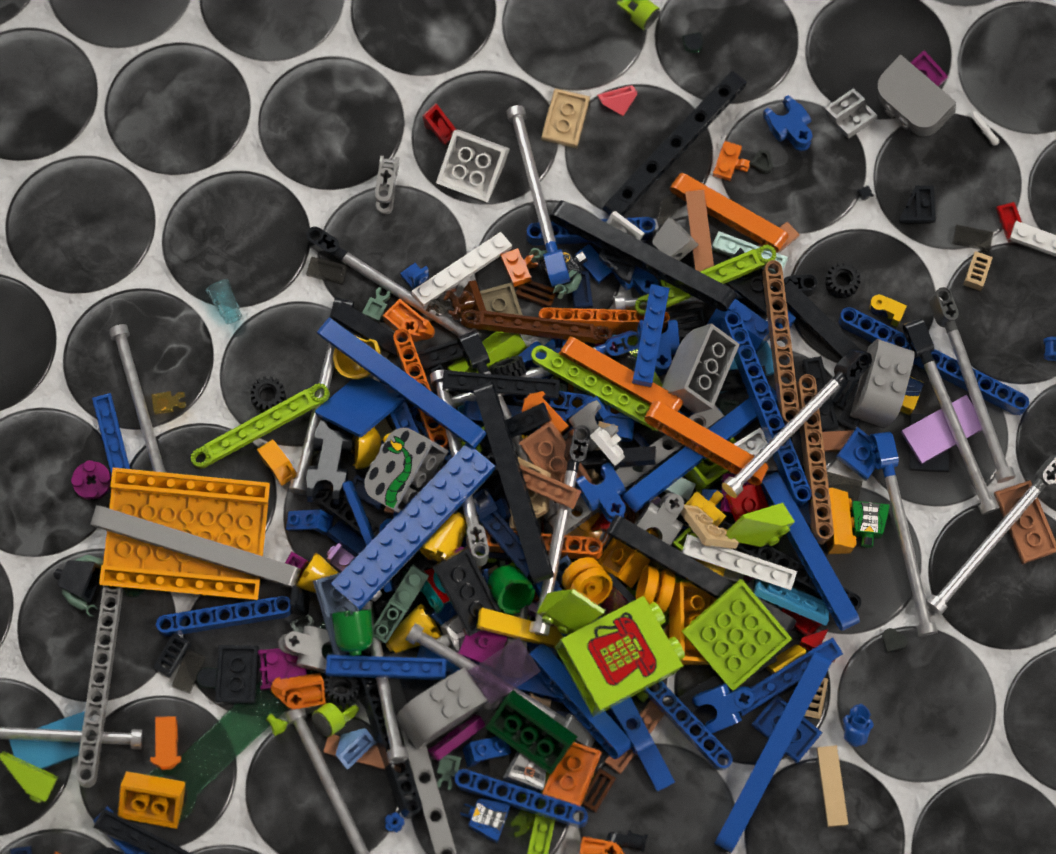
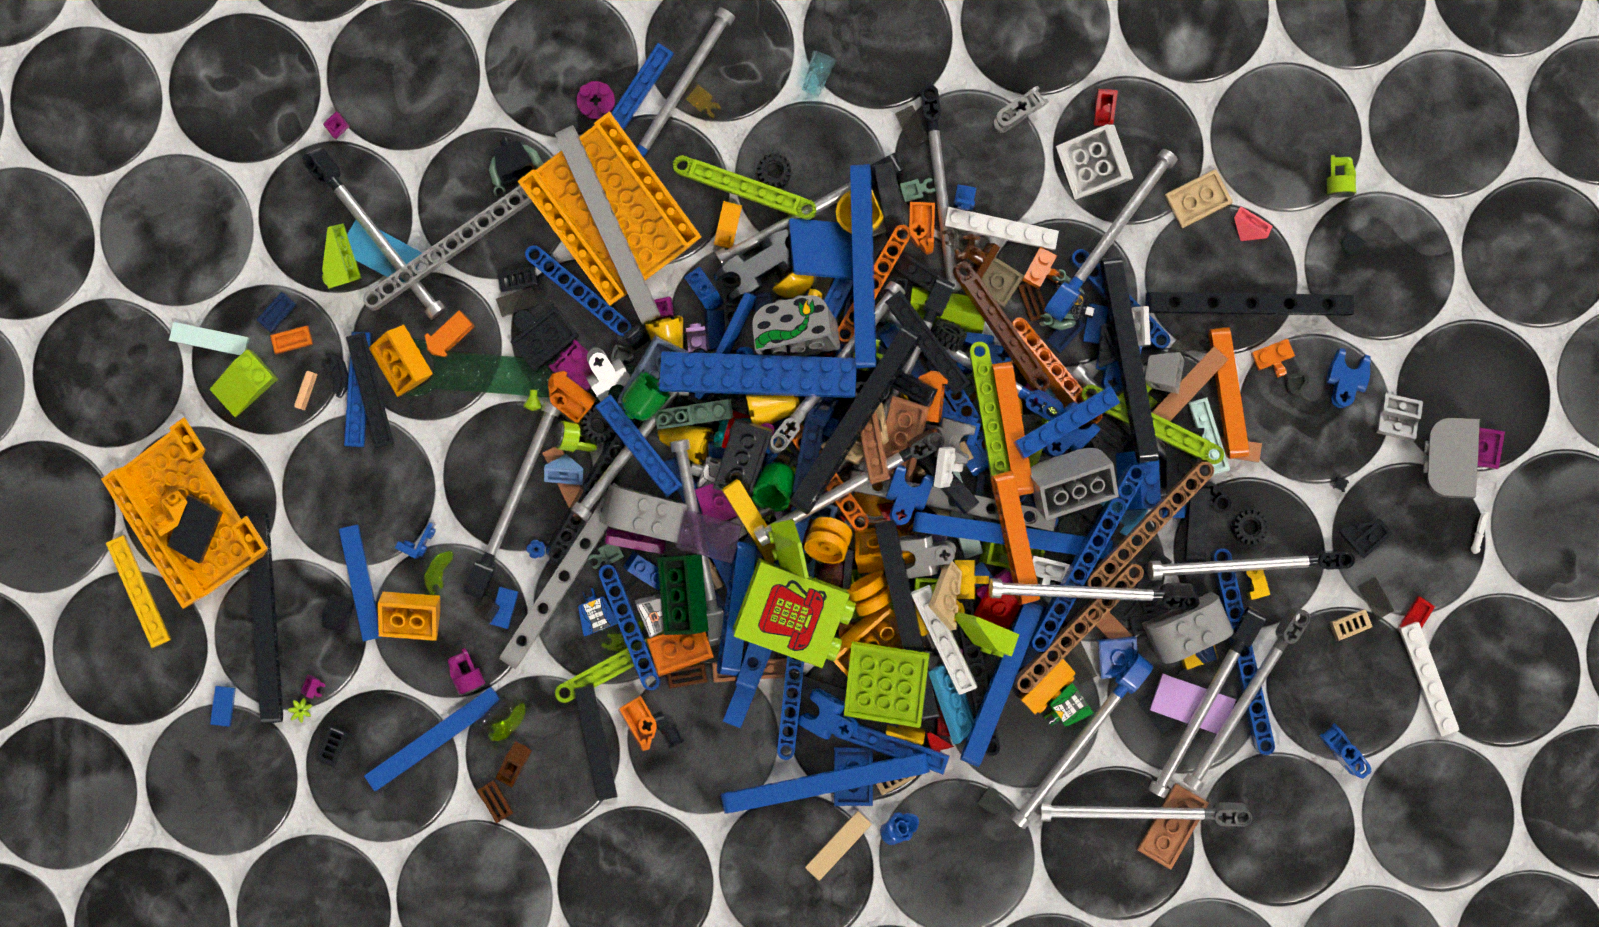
camera: 50 degrees right, 15 degrees up
(819, 366) = (1157, 570): none -> flat silver piece

